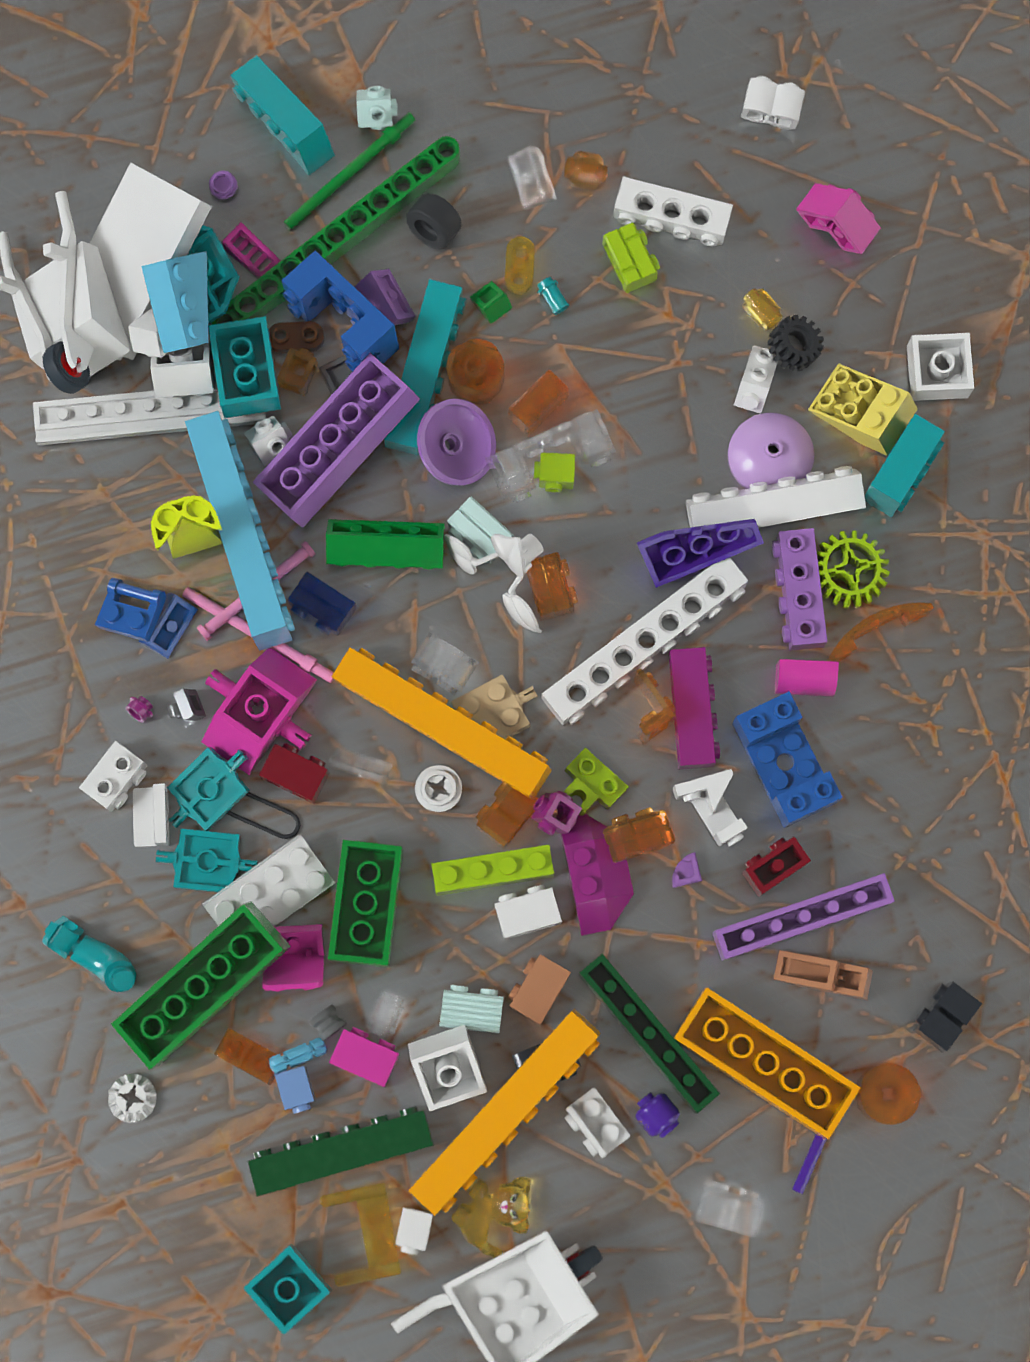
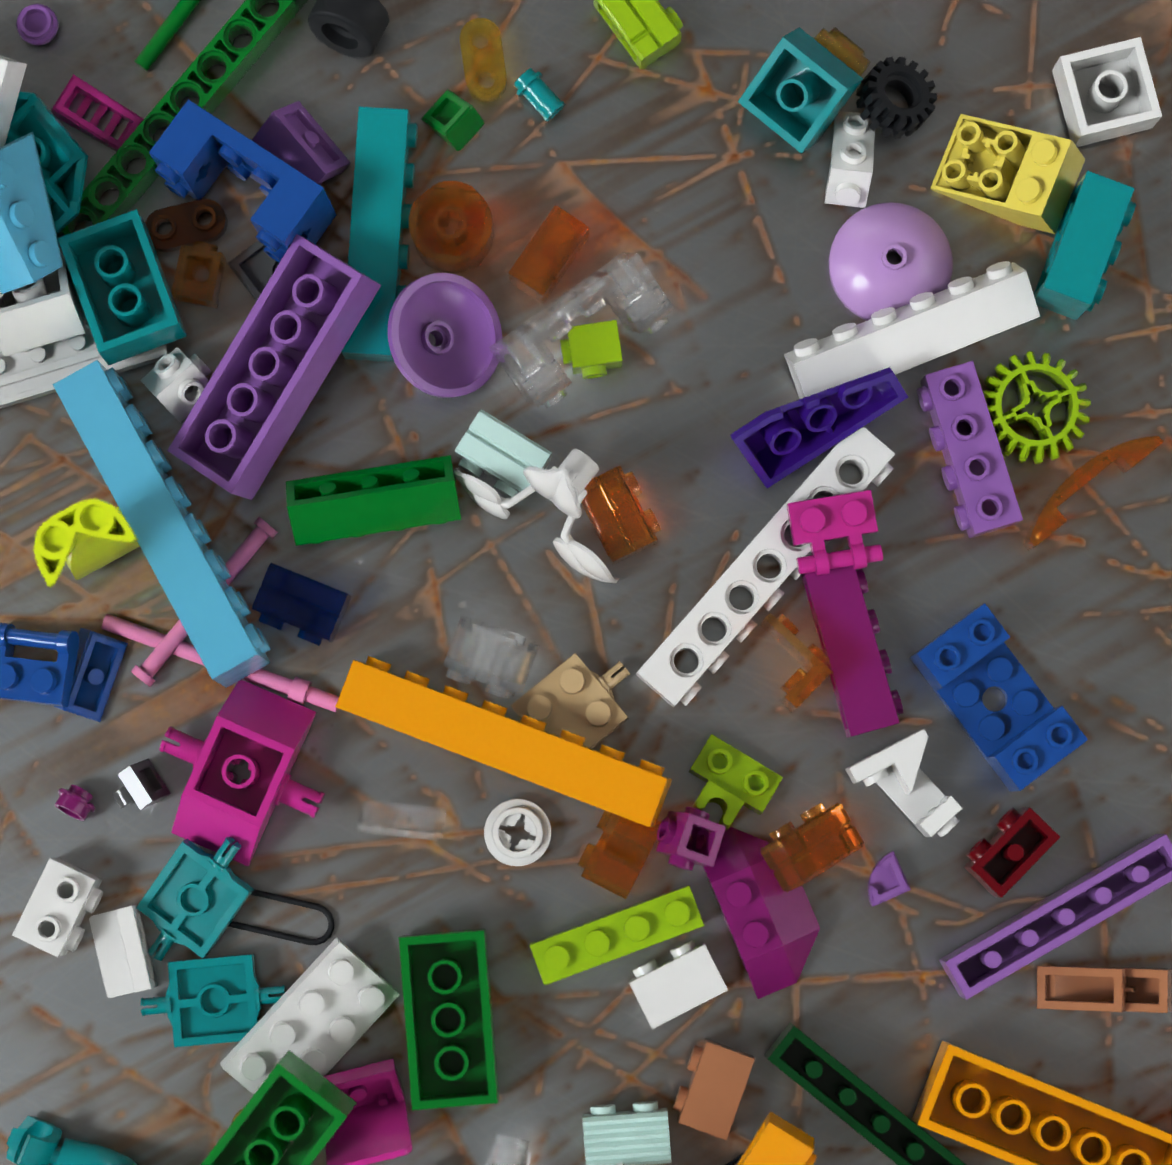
camera: 10 degrees left, 5 degrees up
(295, 773) = (312, 851): dark red brick -> none
(696, 615) = (834, 519): none -> dark pink plate
(730, 324) = (800, 89): none -> teal brick
(806, 677) = (1002, 574): dark pink brick -> none

